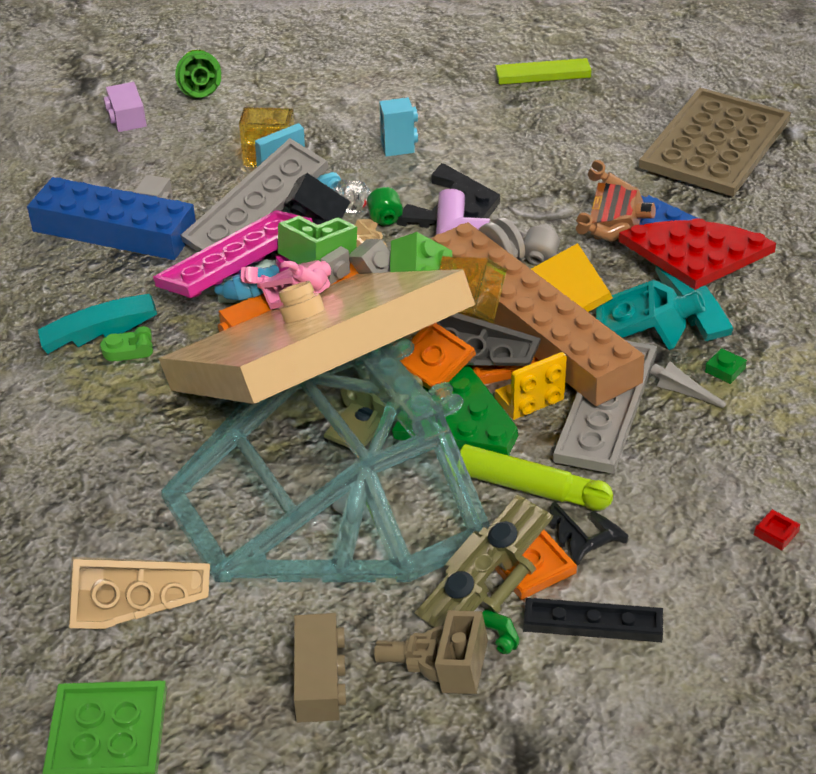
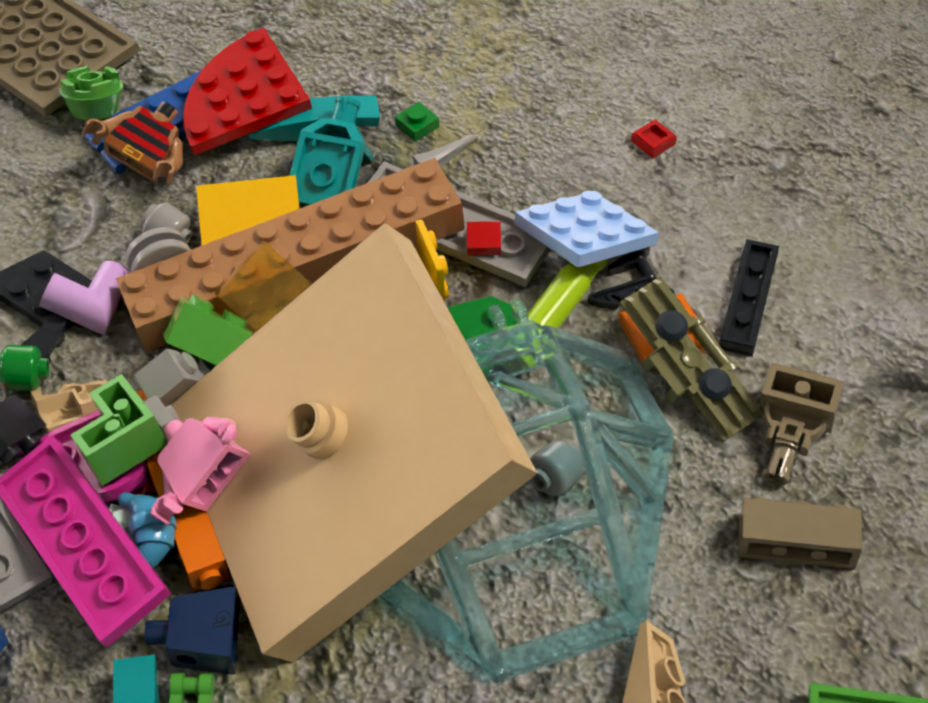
camera: 80 degrees left, 10 degrees up
(179, 329) = (200, 631): none -> dark blue torso
(508, 637) = (756, 365): green arm -> none
(585, 416) = (483, 238): none -> red tile
(617, 478) = (586, 228): none -> light blue plate
(660, 175) = (91, 92): none -> bright green cone

